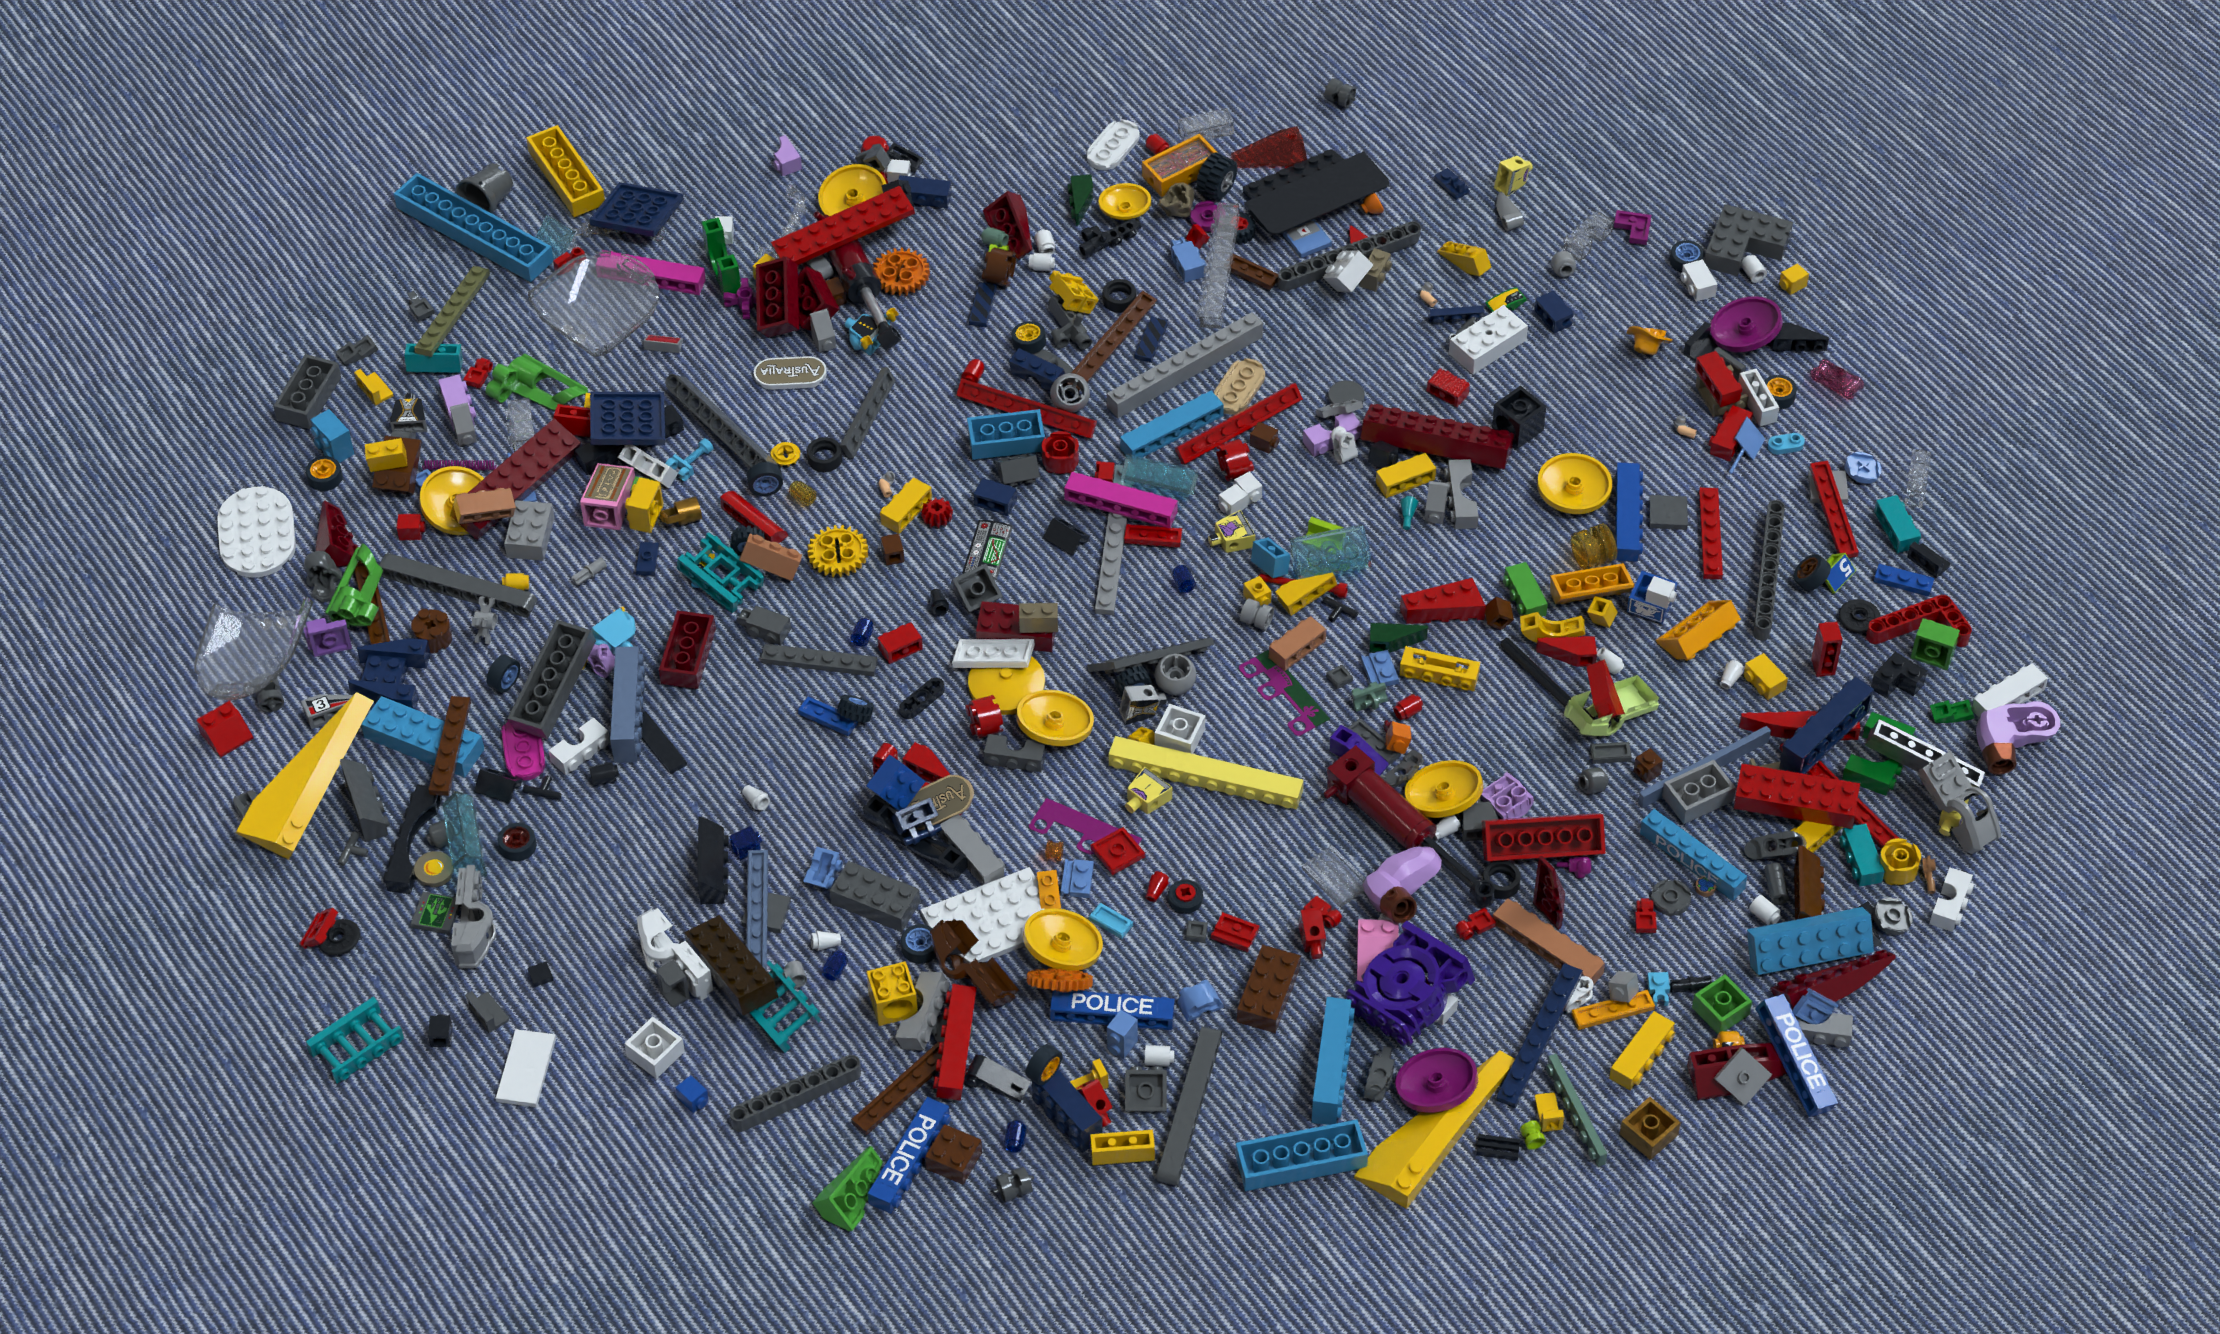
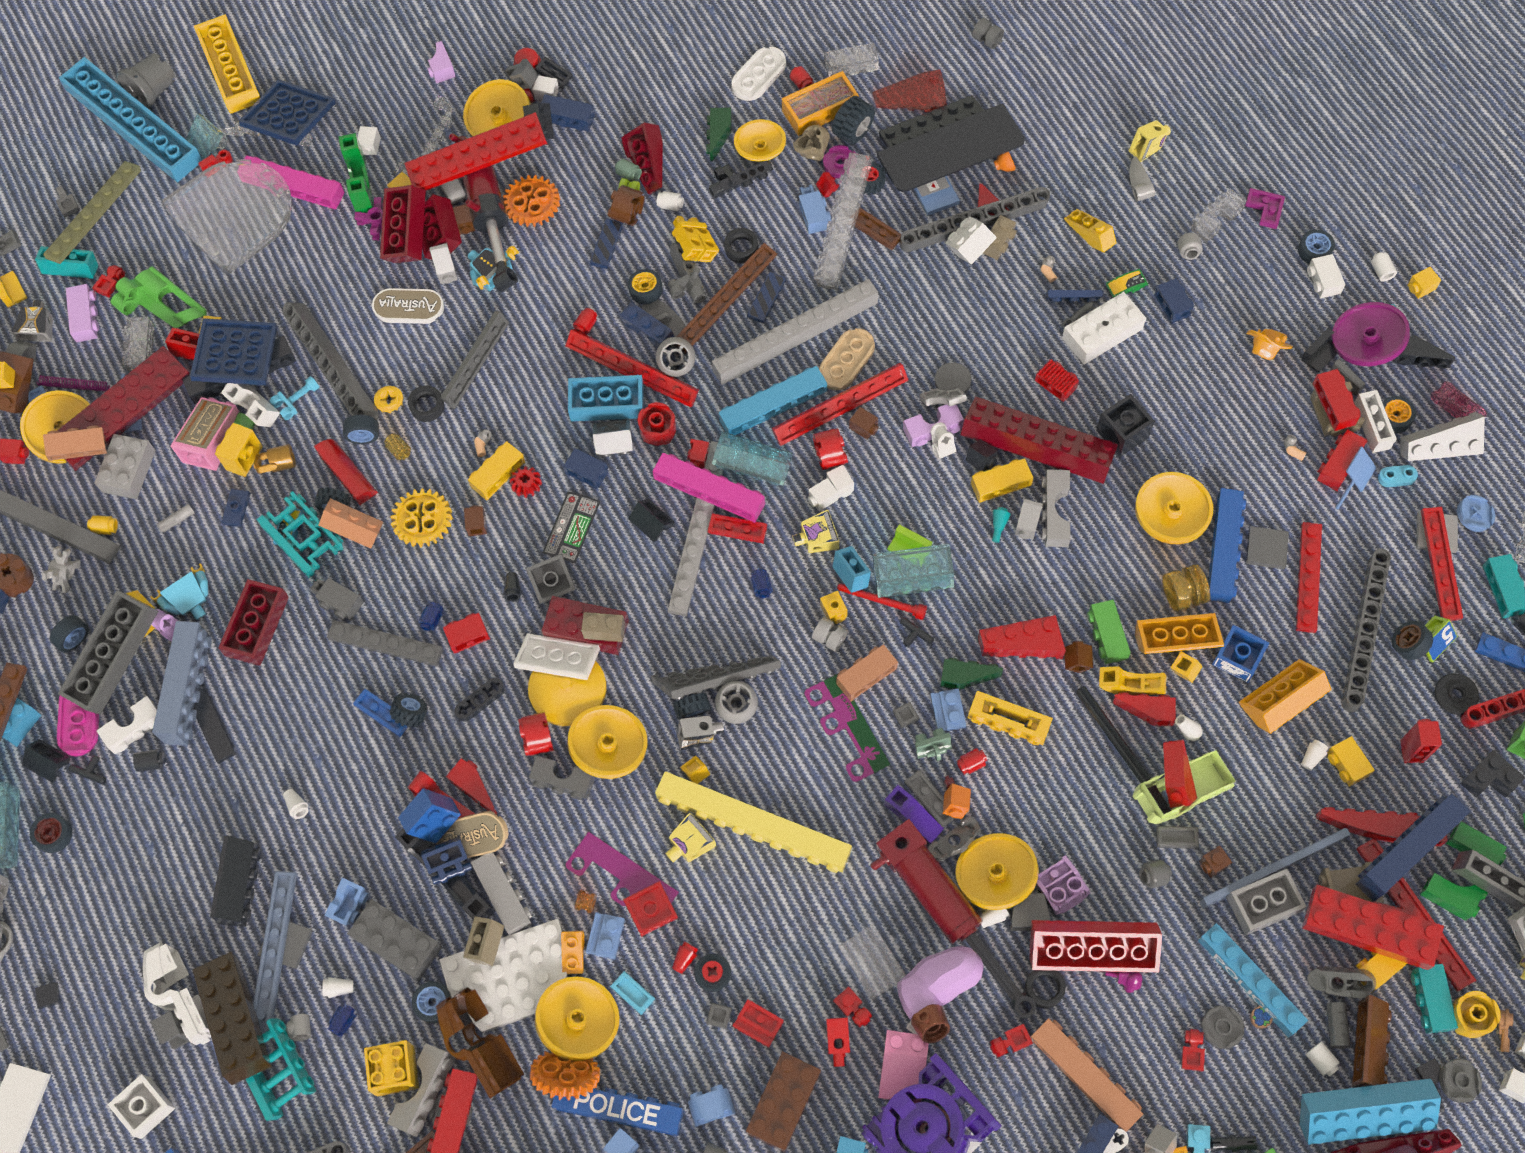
camera: 10 degrees right, 15 degrees up
(463, 424) = (81, 341): light grey slope -> none
(662, 343) = (291, 261): light grey slope -> none
(744, 841) = (275, 859): clear blue brick -> none
(964, 882) = (483, 941): none -> dark tan brick
(1045, 242) = (676, 179): white brick -> none
(1180, 729) = (732, 770): white brick -> none
(1303, 591) = (877, 613): yellow slope -> none
(1451, 183) = (1087, 143): dark blue plate -> none
(1549, 893) = (1095, 1022): dark red wedge -> none
(1660, 592) = (1251, 657): white brick -> none
(1744, 232) = (1382, 224): dark grey piece -> none
(1831, 405) = (1452, 439): none -> wedge

